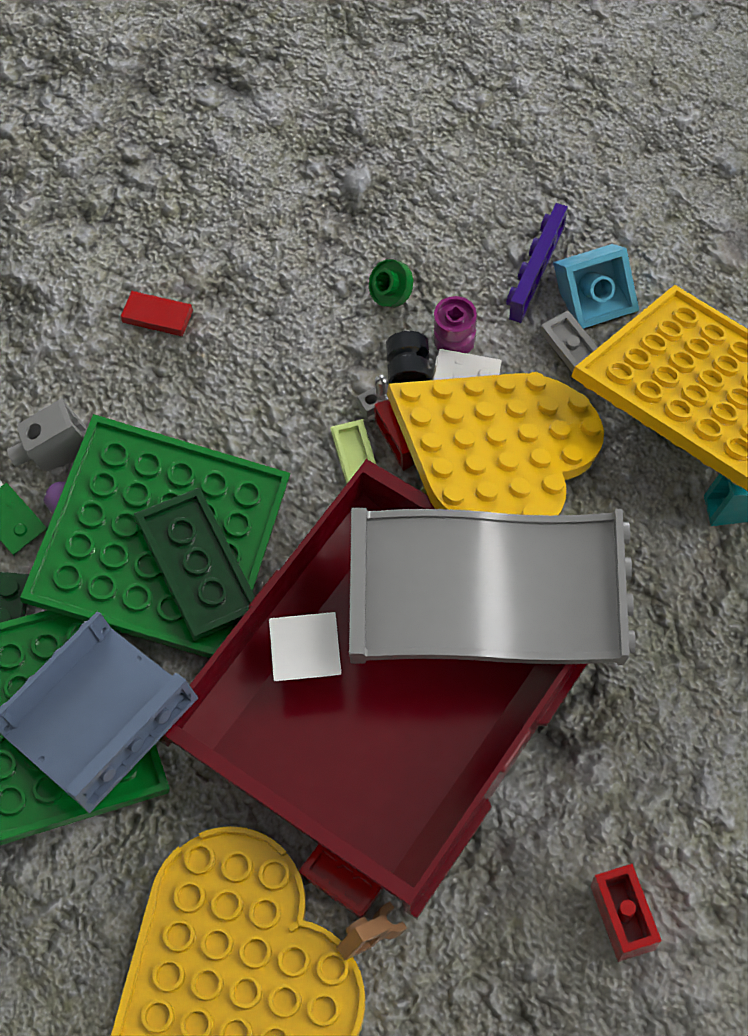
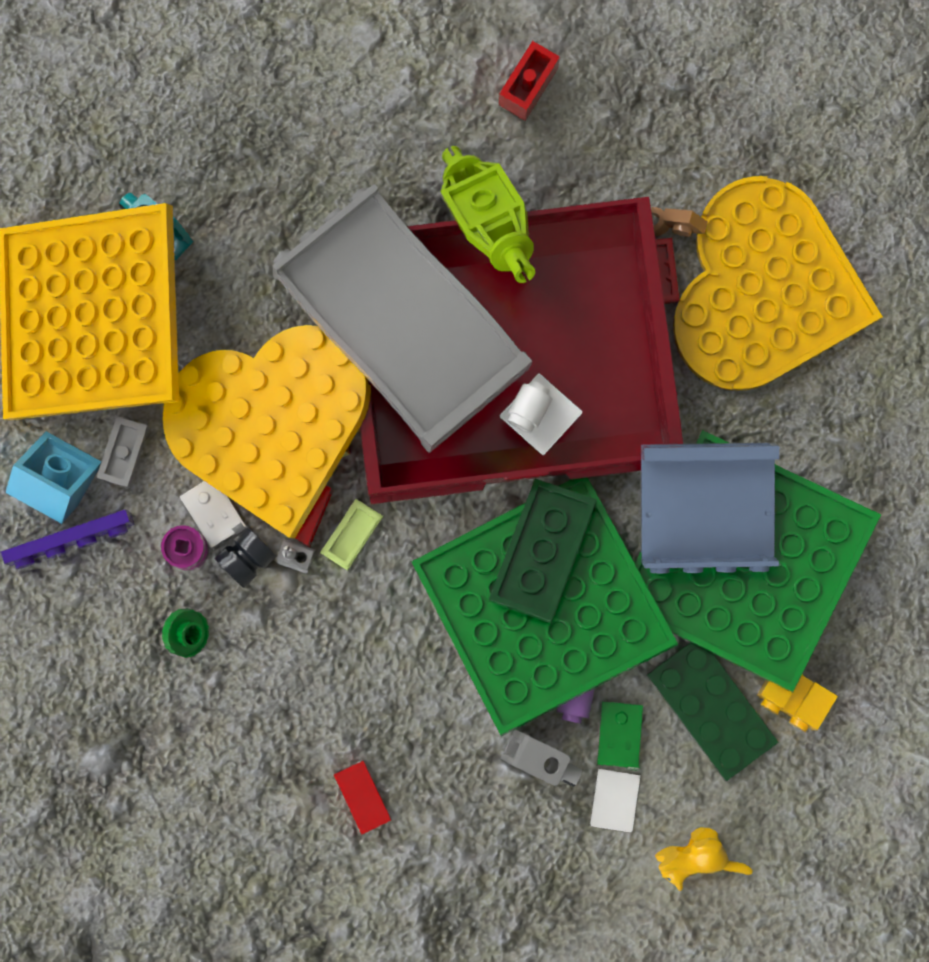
camera: 135 degrees left, 20 degrees up
(315, 628) = (529, 406): none -> white brick
(524, 743) = (488, 211): none -> lime plate

